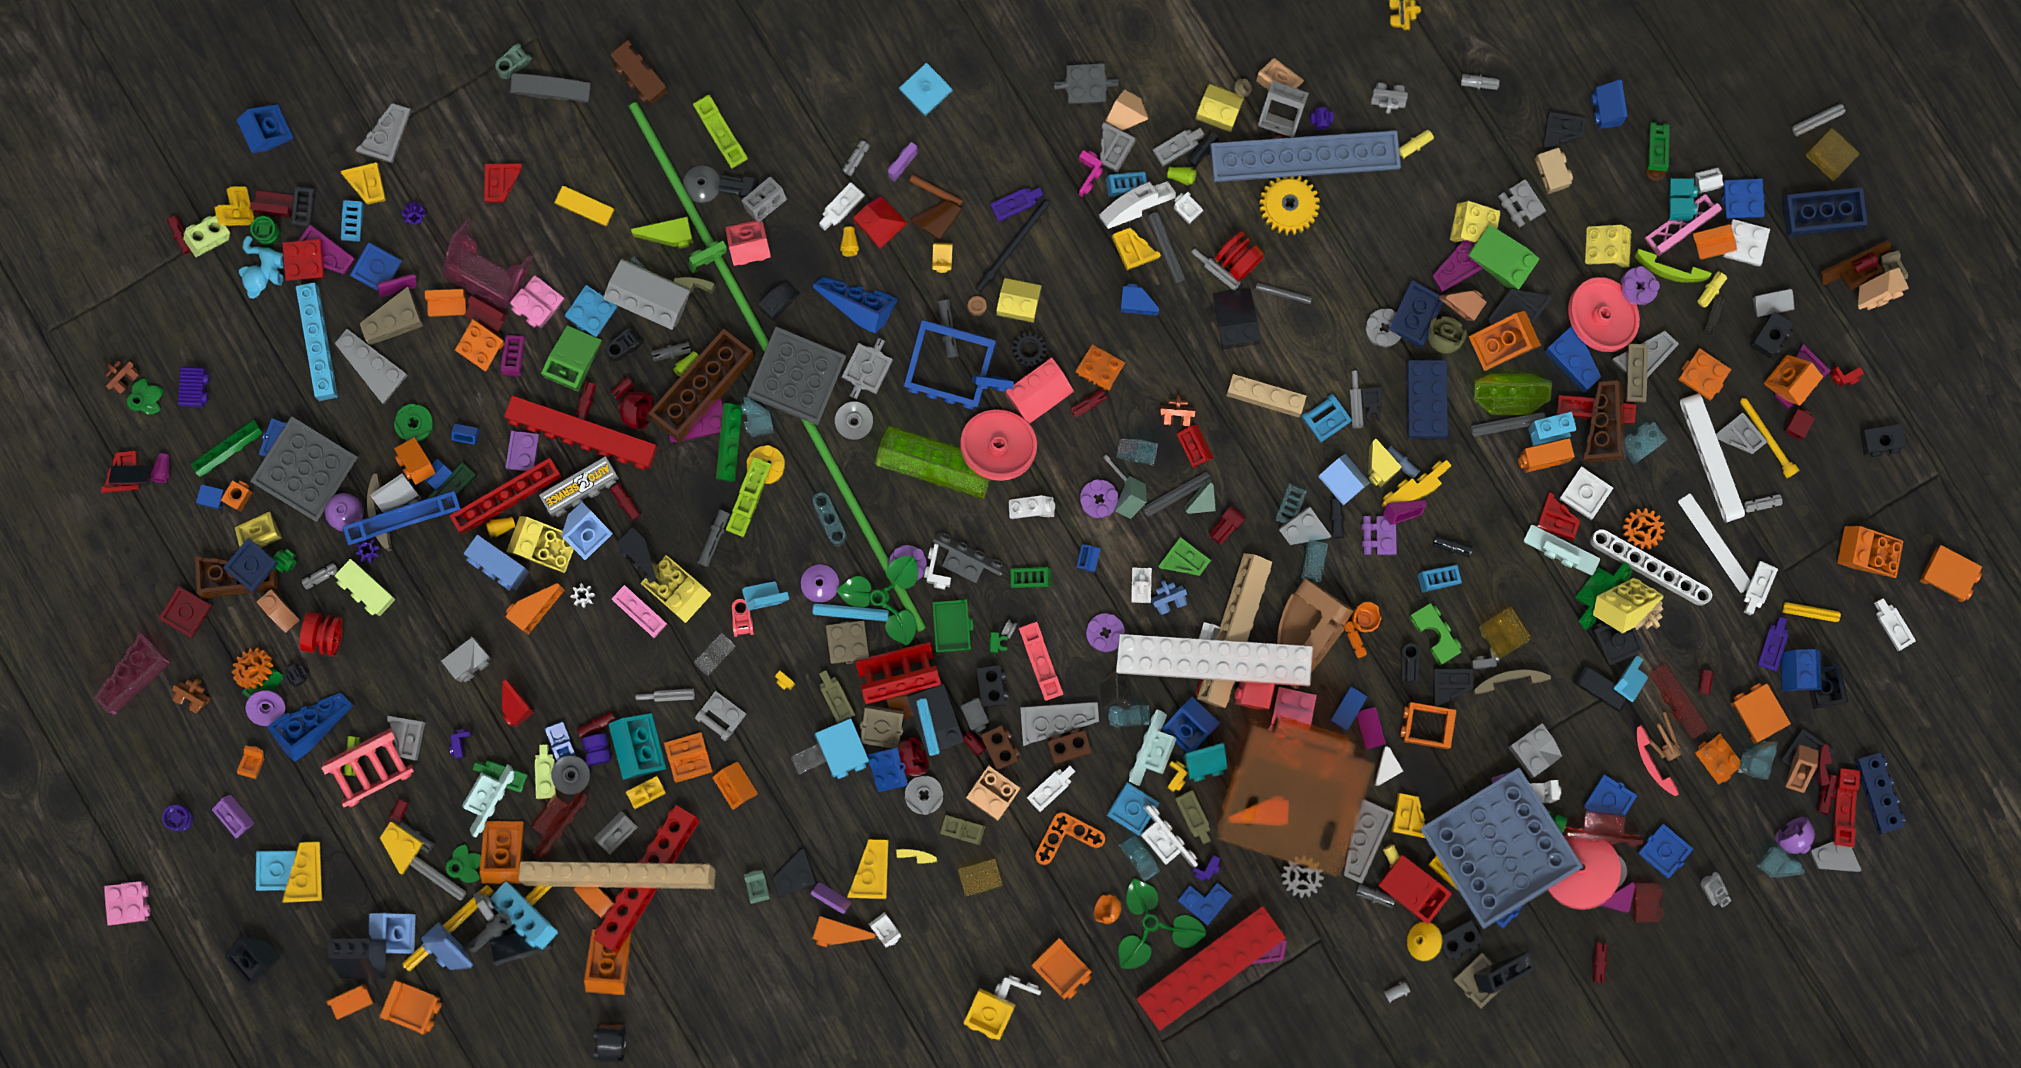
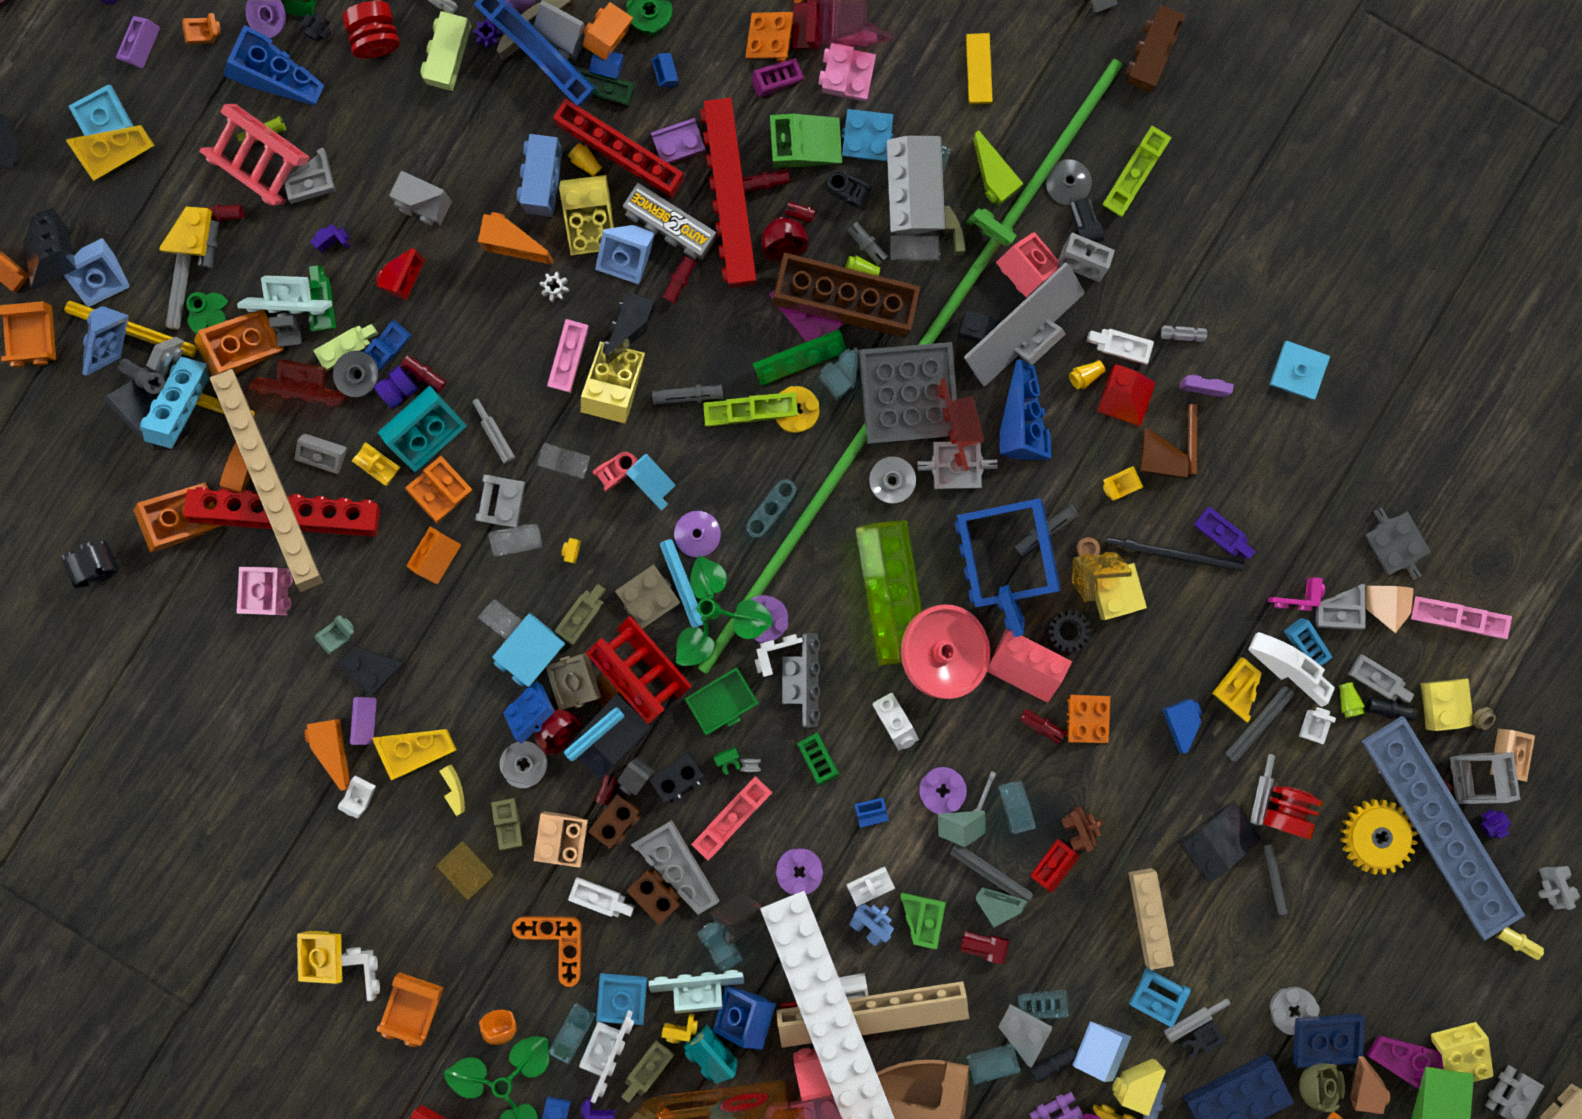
camera: 65 degrees right, 5 degrees up
(511, 809) = (287, 330): none -> dark grey bracket
(692, 319) = (915, 248): none -> clear slope
(696, 924) = (263, 590): none -> bright pink plate
(755, 718) = (515, 540): none -> clear slope
(795, 267) = (1028, 329): none -> light grey bracket
(838, 347) = (963, 421): none -> clear red bracket
(990, 310) = (1090, 568): none -> clear yellow bracket
(1162, 66) = (1461, 617): none -> bright pink slope

